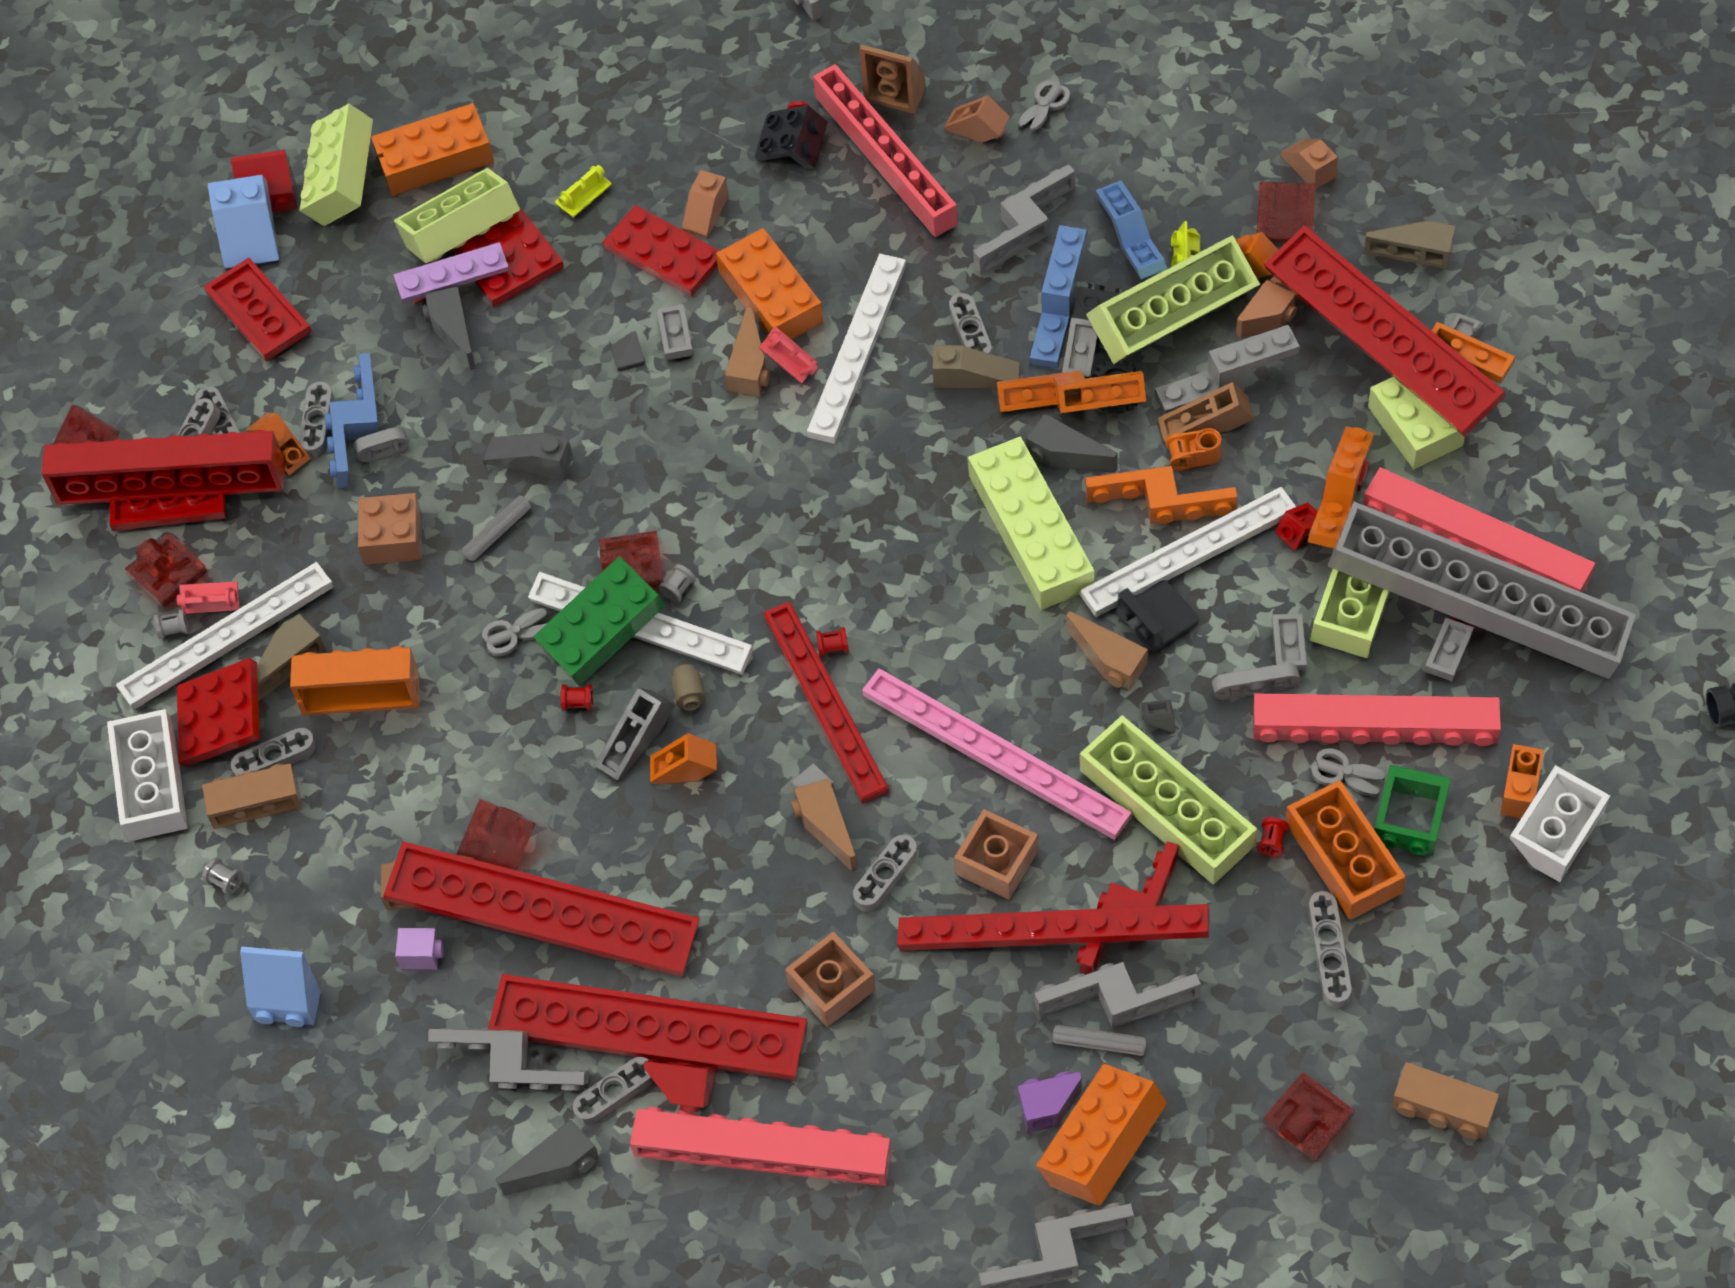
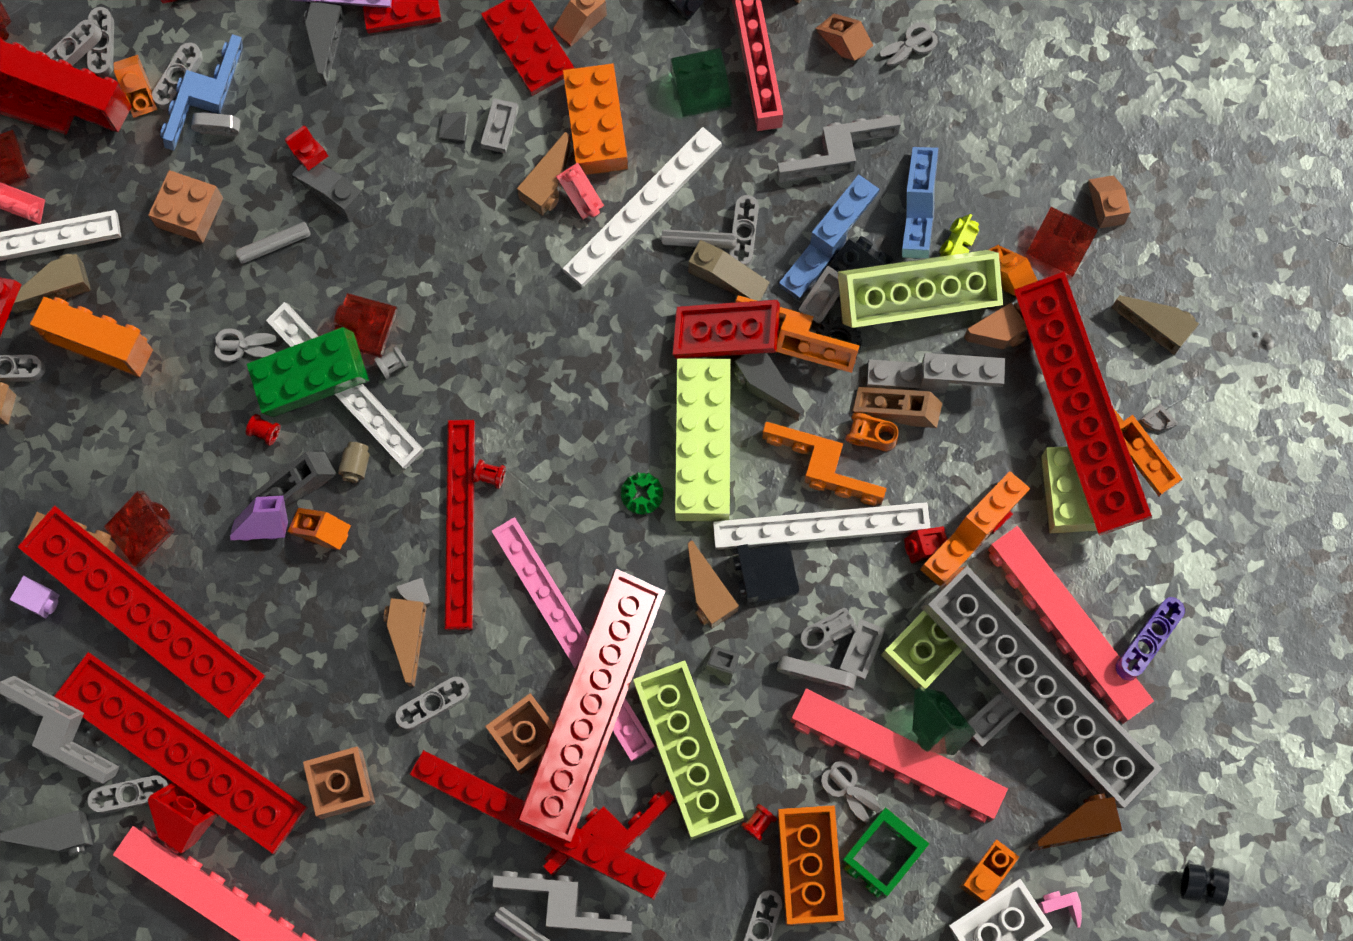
camera: 20 degrees right, 15 degrees up
(487, 430) = (306, 148): none -> red bracket
(619, 776) = (261, 520): none -> medium lavender slope
(856, 214) = (701, 82): none -> clear green slope
(925, 351) = (692, 238): none -> light grey axle
(999, 607) = (642, 505): none -> green gear
(1002, 413) = (726, 329): none -> red plate
(1051, 796) = (590, 707): none -> plate
(1248, 634) = (834, 627): none -> light grey piece
(1403, 669) = (939, 723): none -> clear green slope
(1561, 512) = (1150, 638): none -> dark purple beam
(1592, 696) = (1090, 821): none -> reddish brown slope
(1610, 777) = (1055, 901): none -> bright pink plate

